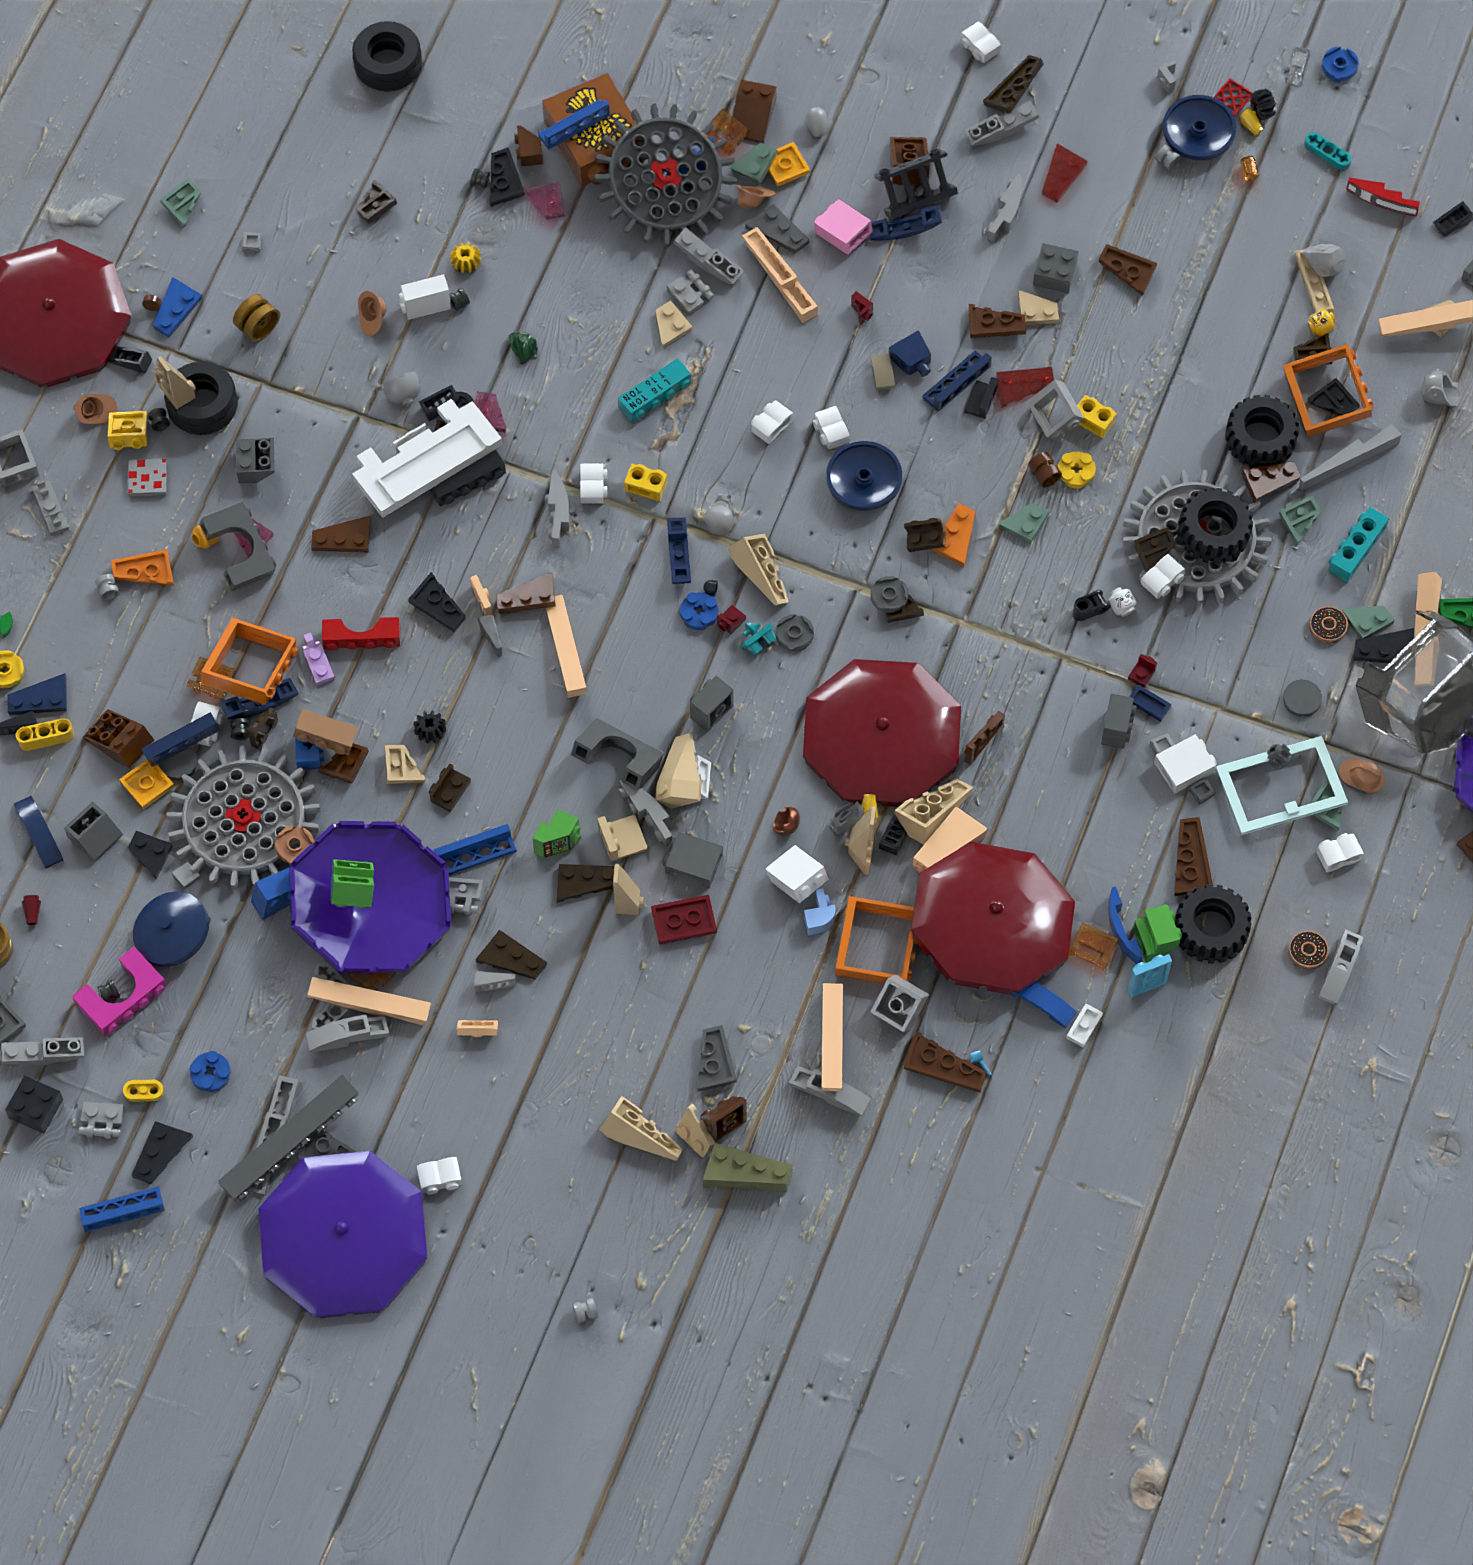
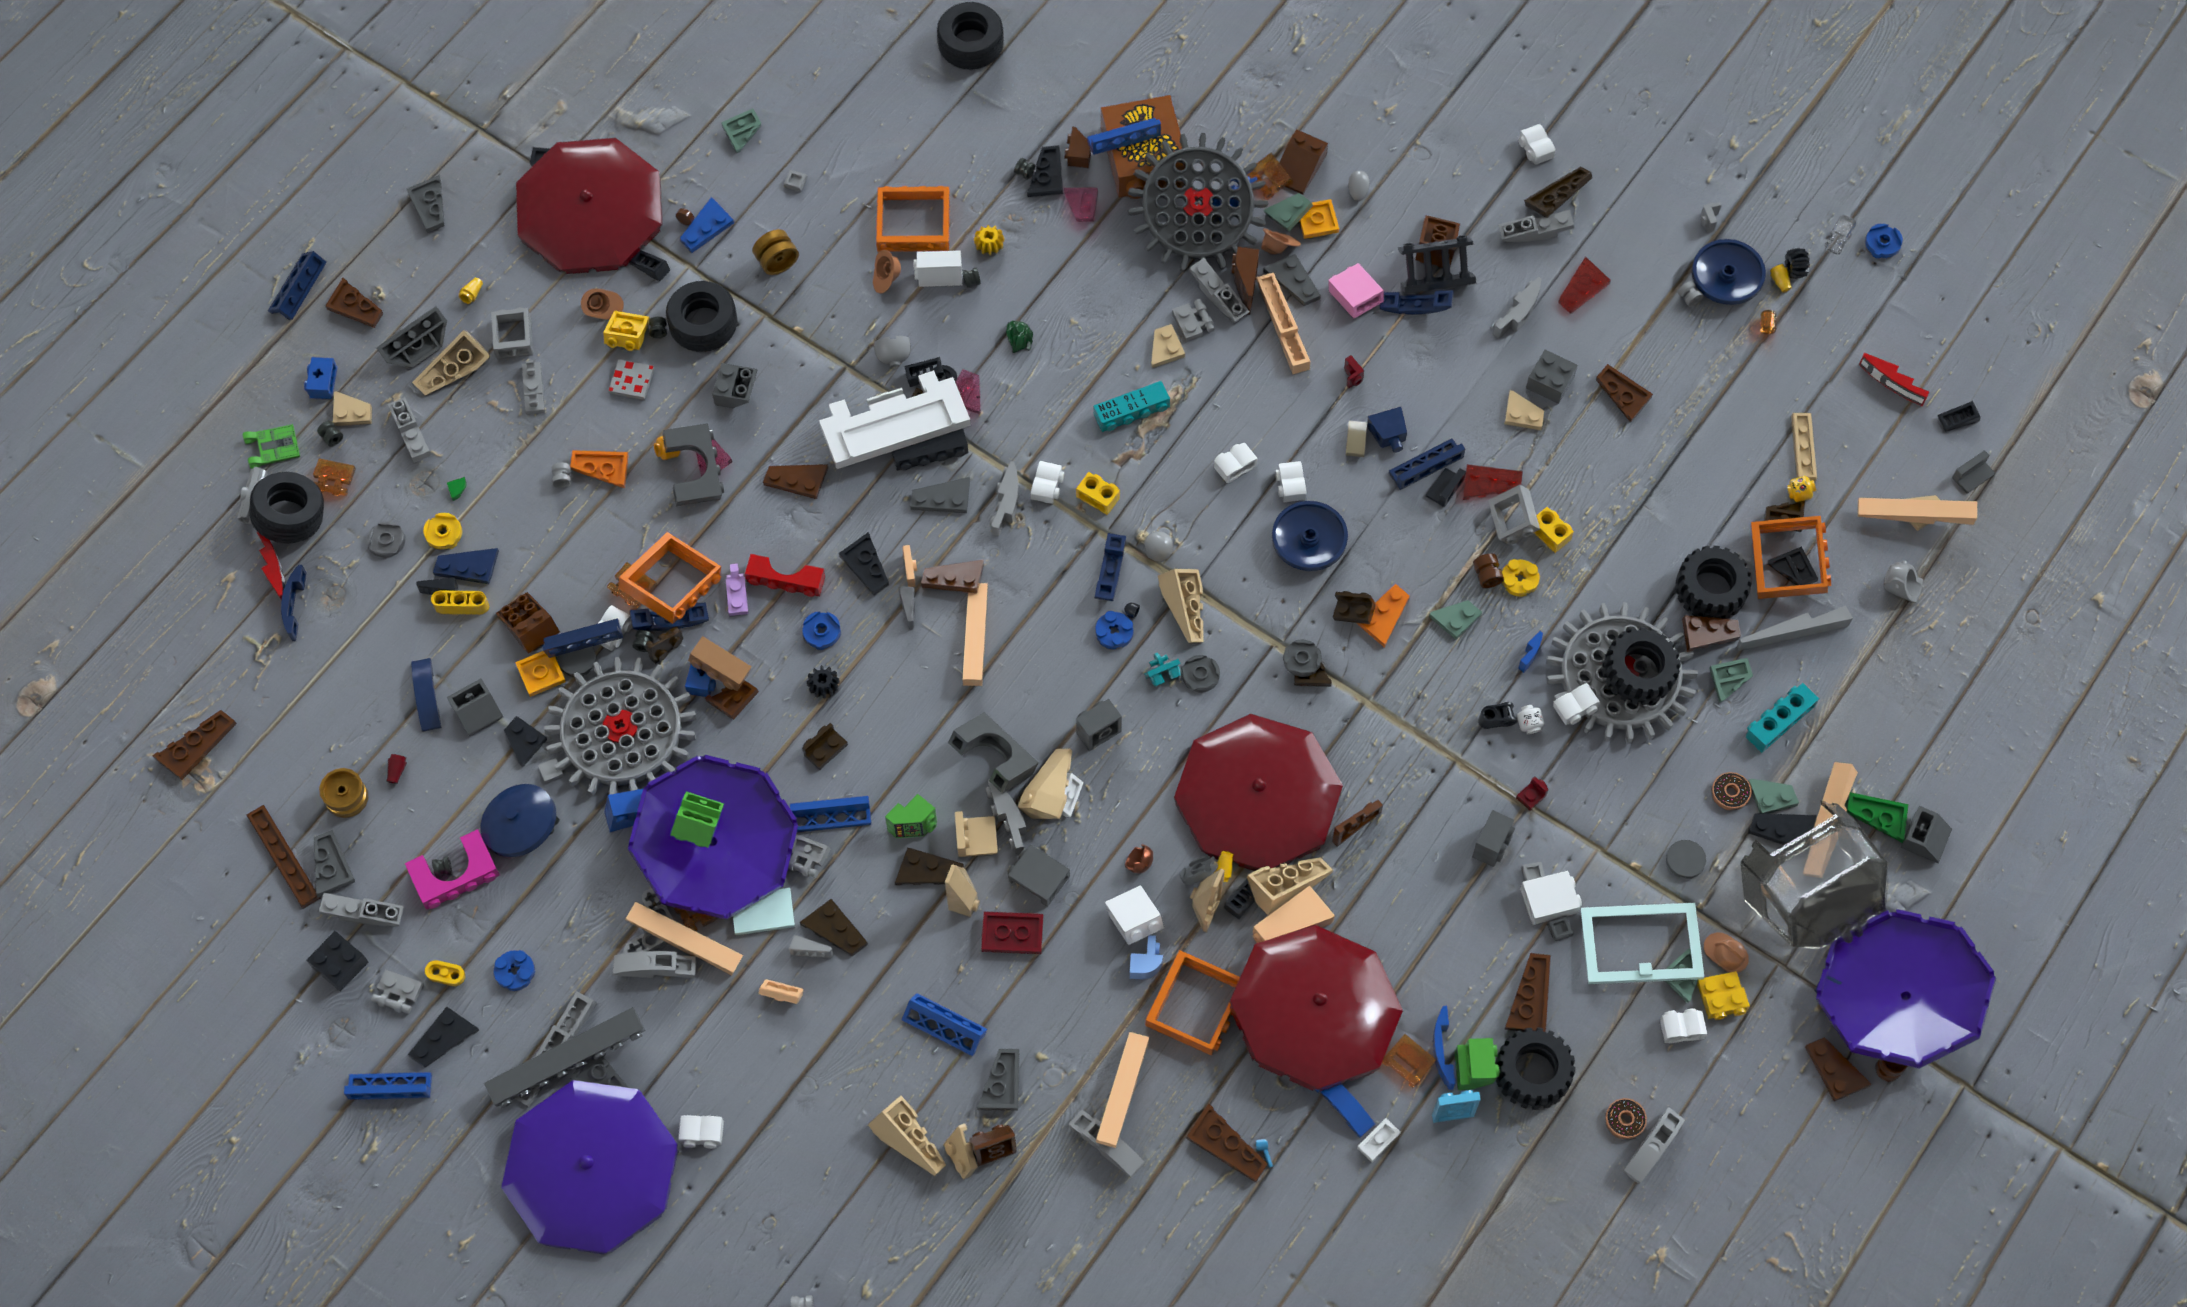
camera: 15 degrees right, 0 degrees up
(173, 383) = (676, 296): tan wedge -> none
(288, 835) = (654, 756): nougat tile -> none
(375, 203) = (920, 170): dark brown wing -> none
(391, 277) = (913, 243): none -> orange window
(400, 766) = (784, 714): tan wing -> none
(415, 687) = (821, 640): none -> blue plate
(441, 960) = (767, 914): none -> light aqua tile
(494, 521) = (942, 497): none -> dark grey wing
(644, 1013) = (947, 1018): none -> blue fence
(730, 235) = (1245, 273): none -> reddish brown slope
(730, 619) = (1142, 646): dark red bracket -> none
(745, 1170) = (996, 1202): olive wedge -> none
(899, 1003) = (1199, 1071): light grey brick -> none
(993, 323) = (1475, 416): reddish brown wing -> none
(1106, 536) = (1532, 650): none -> blue slope
(1150, 703) = (1531, 827): dark blue tile -> none
(1154, 547) = (1575, 673): dark brown wing -> none
(1240, 87) = (1779, 242): red window -> none
(1278, 755) = (1646, 913): dark grey gear -> none
(1325, 259) = (1820, 427): light grey helmet -> none
(1342, 154) = (1850, 330): teal beam -> none
(1369, 815) = (1723, 995): none -> yellow plate

